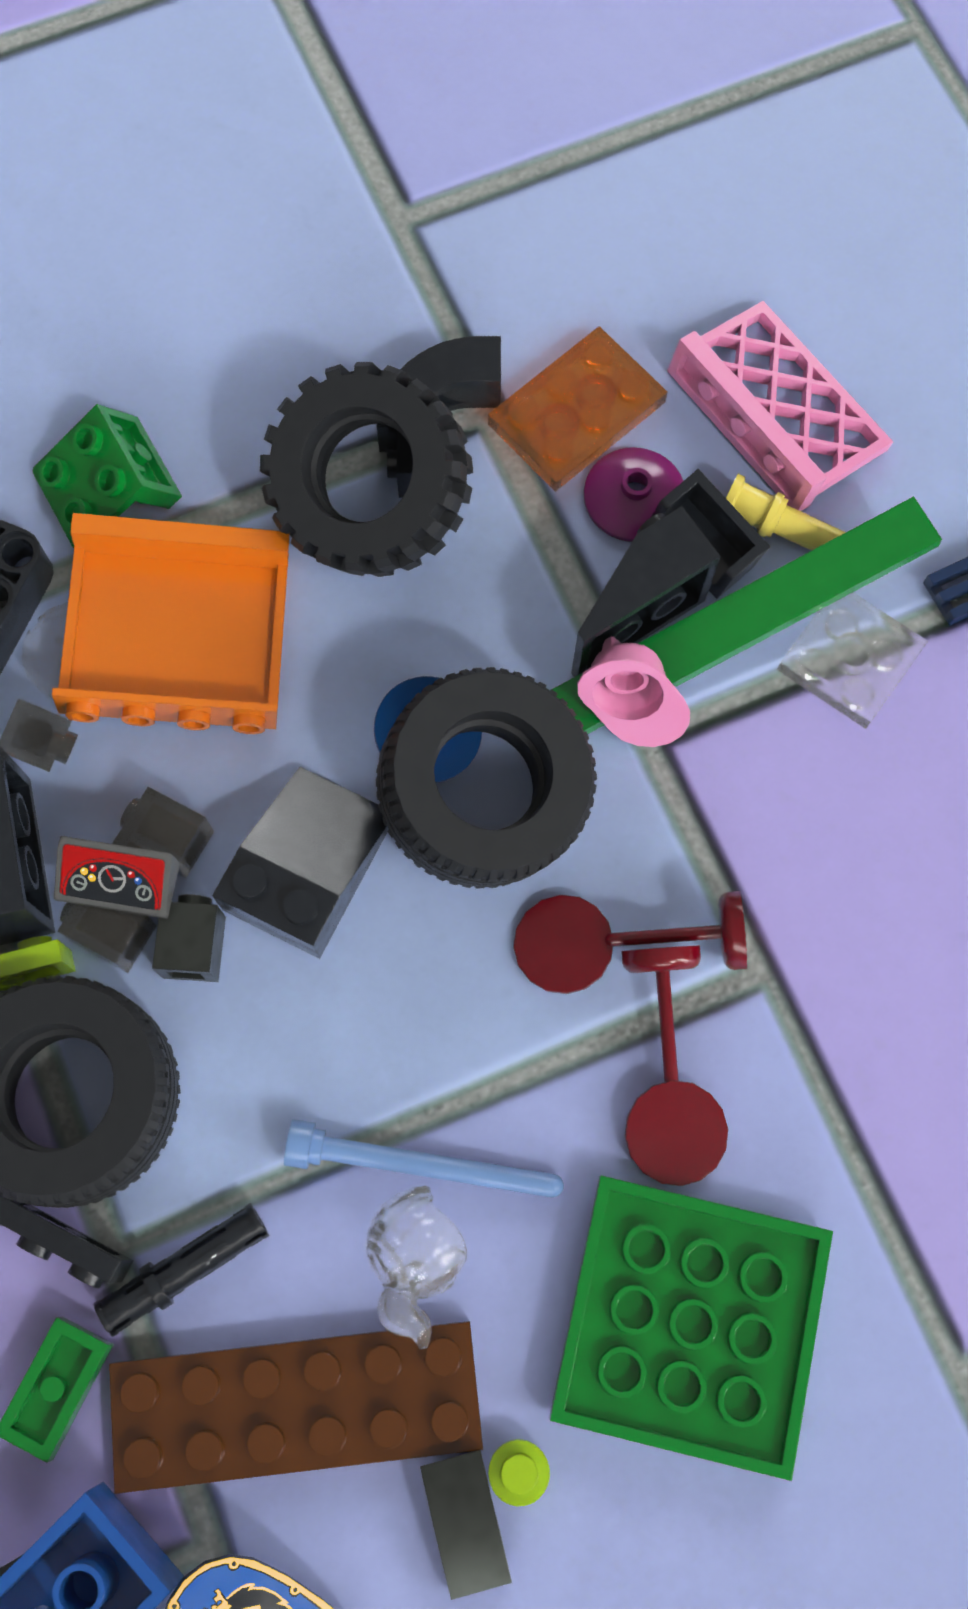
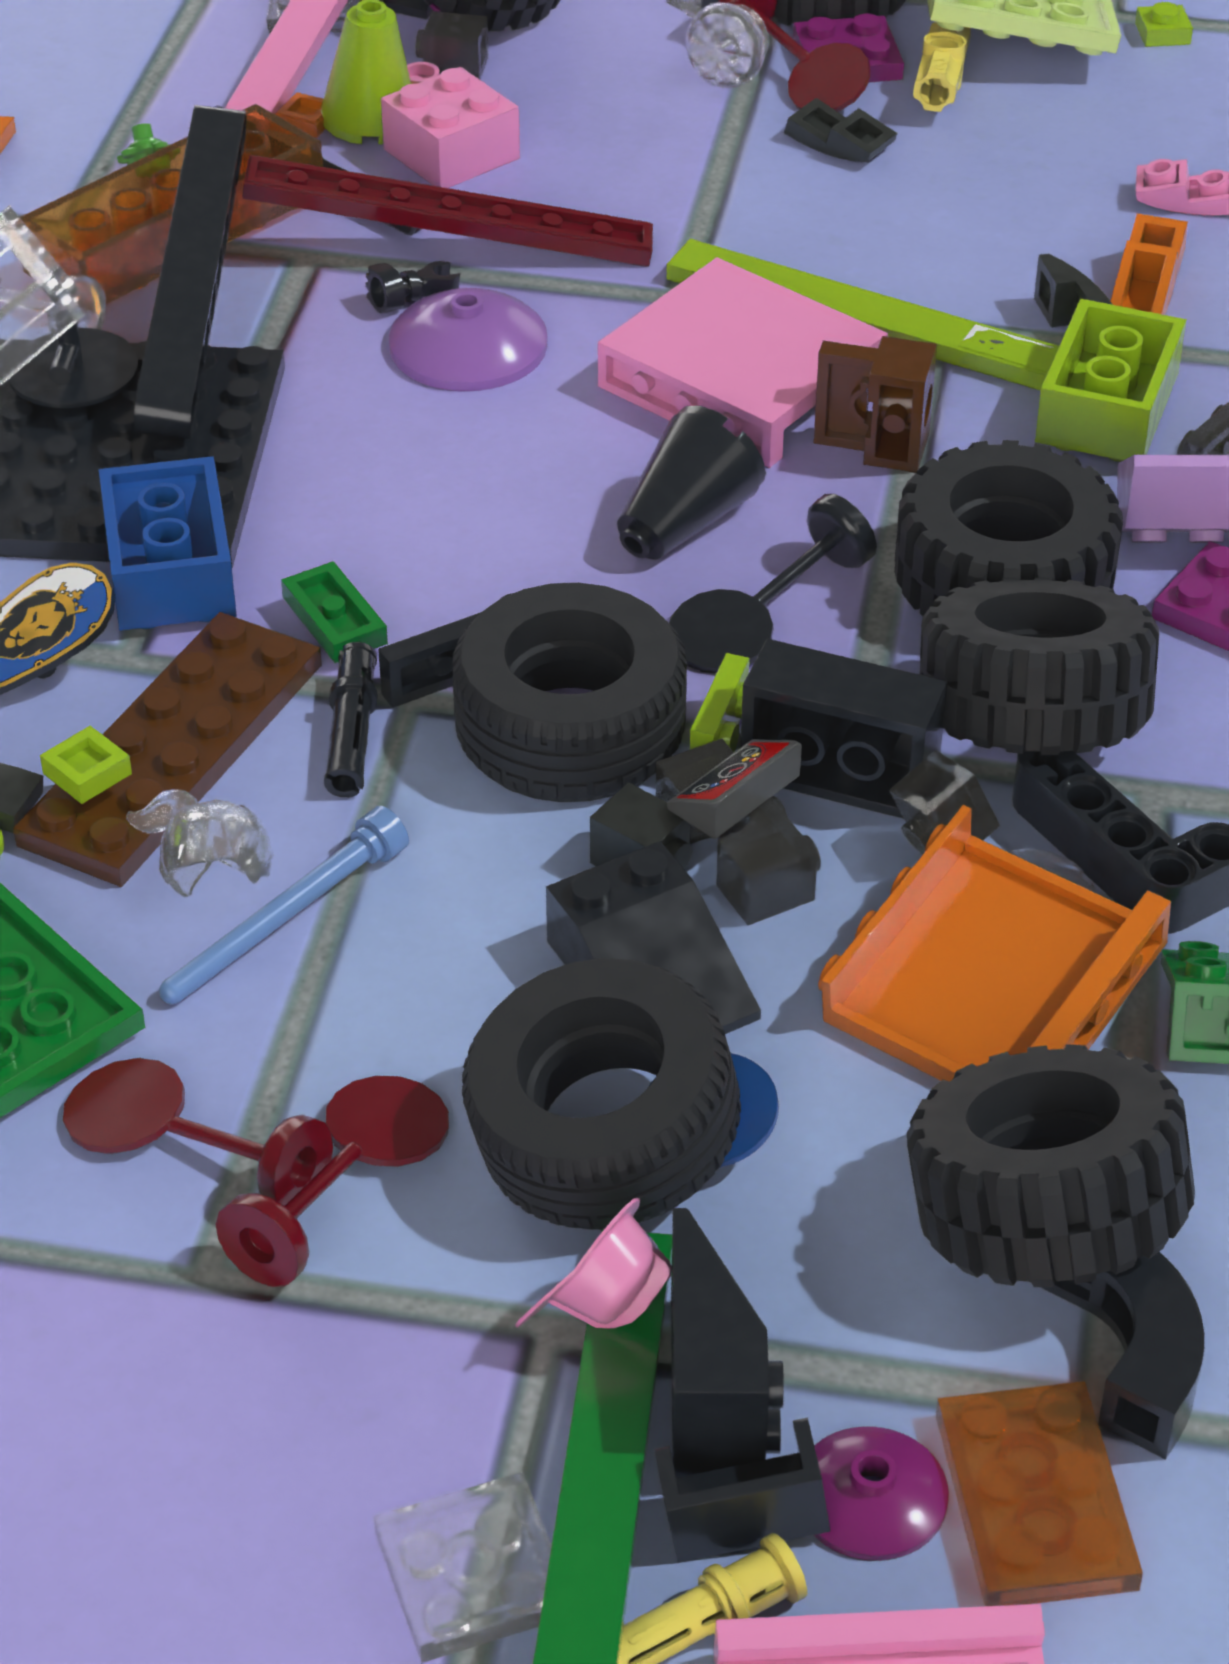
camera: 125 degrees right, 30 degrees down
(401, 1422) = (85, 764): none -> lime plate

